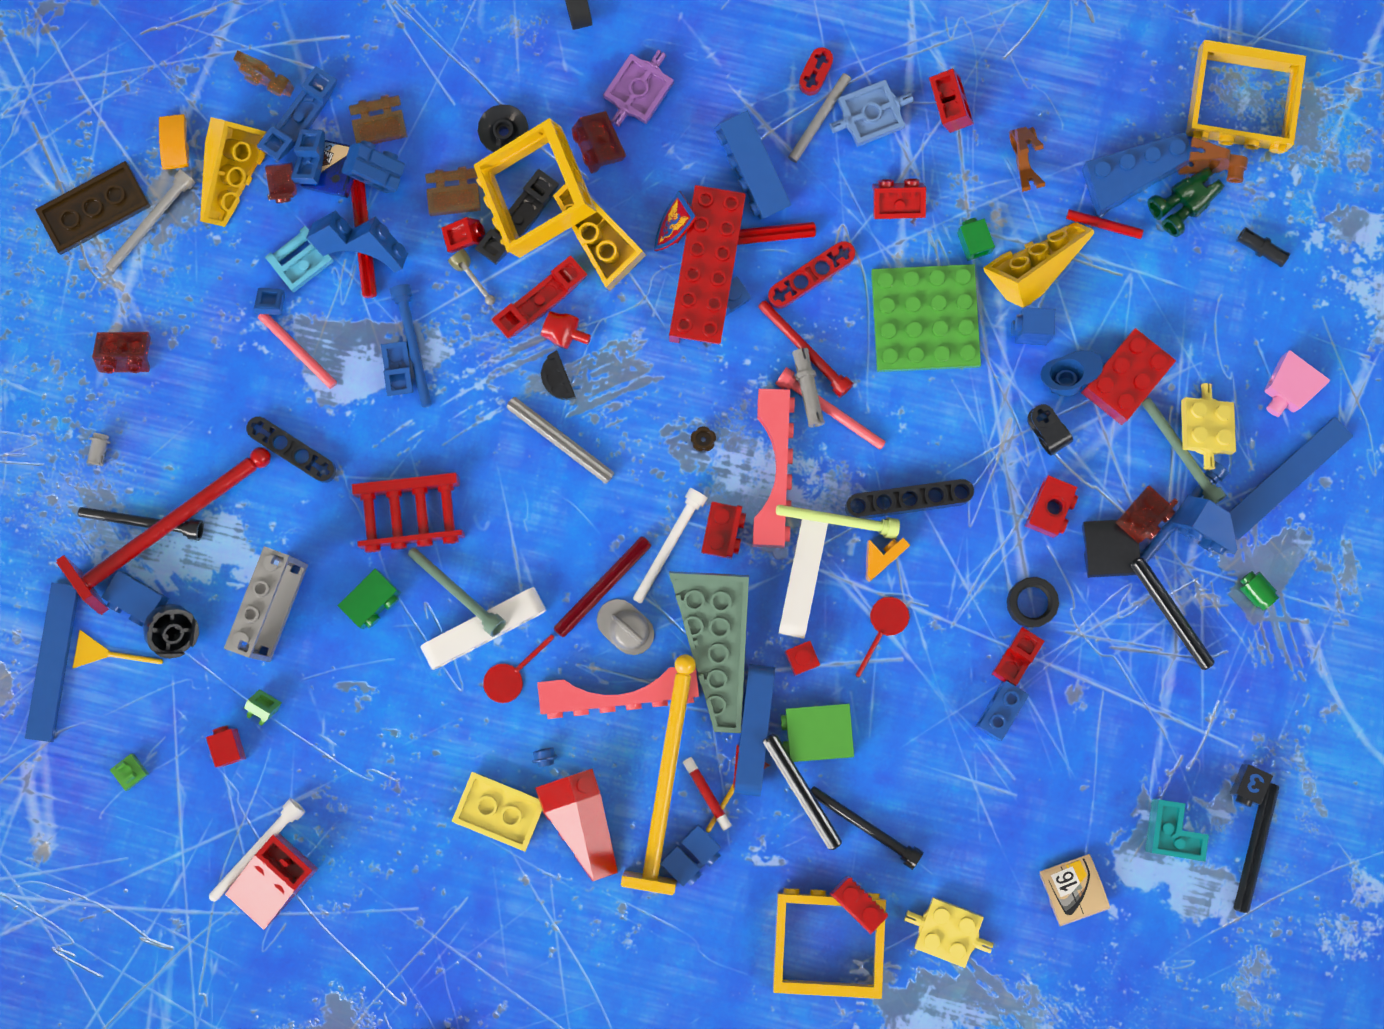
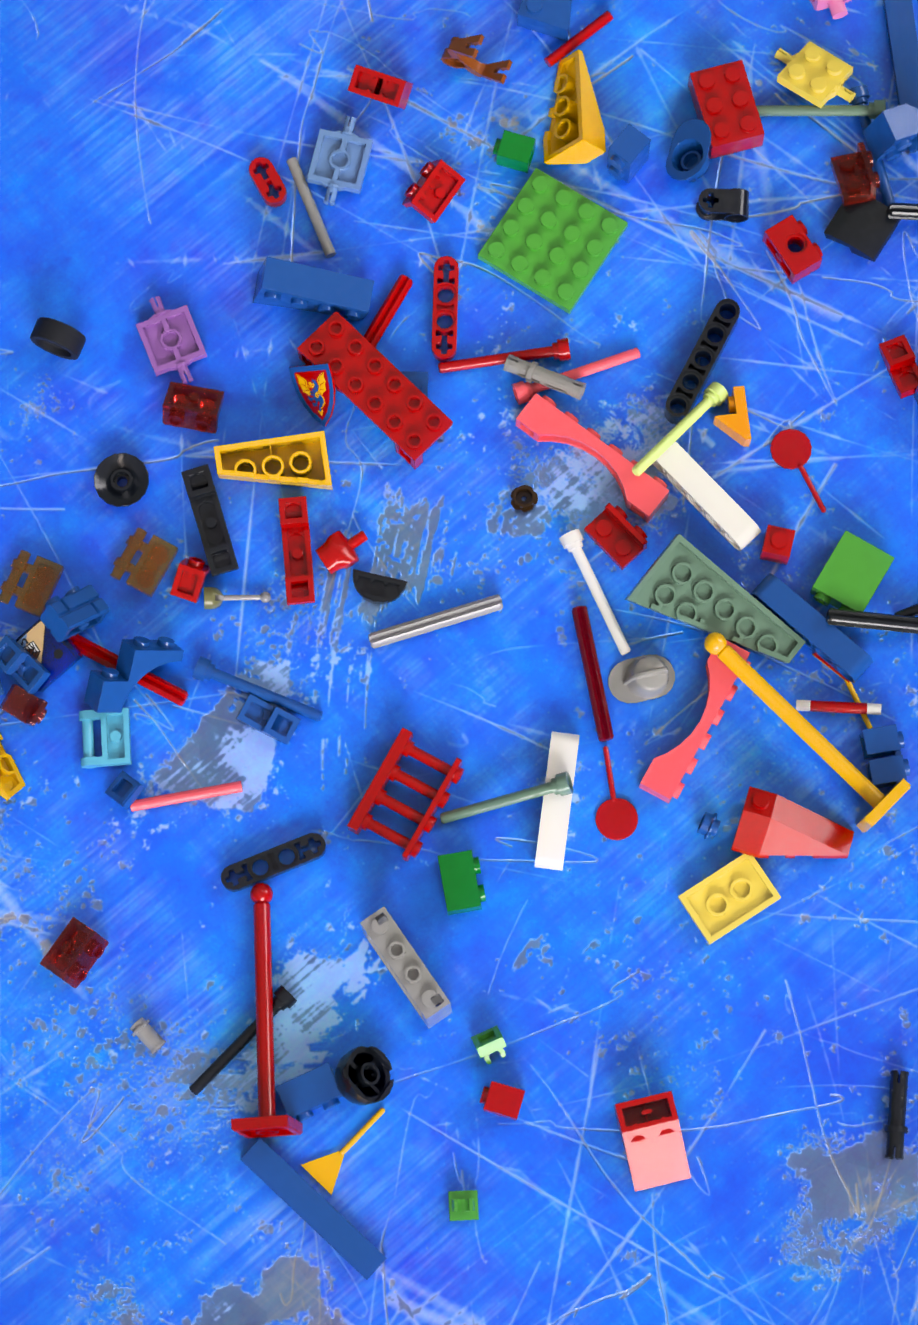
camera: 55 degrees left, 5 degrees down
(290, 812) = (602, 1084): white piece -> none
(511, 153) = (152, 478): yellow window -> none
(1047, 588) = (873, 303): black tyre -> none

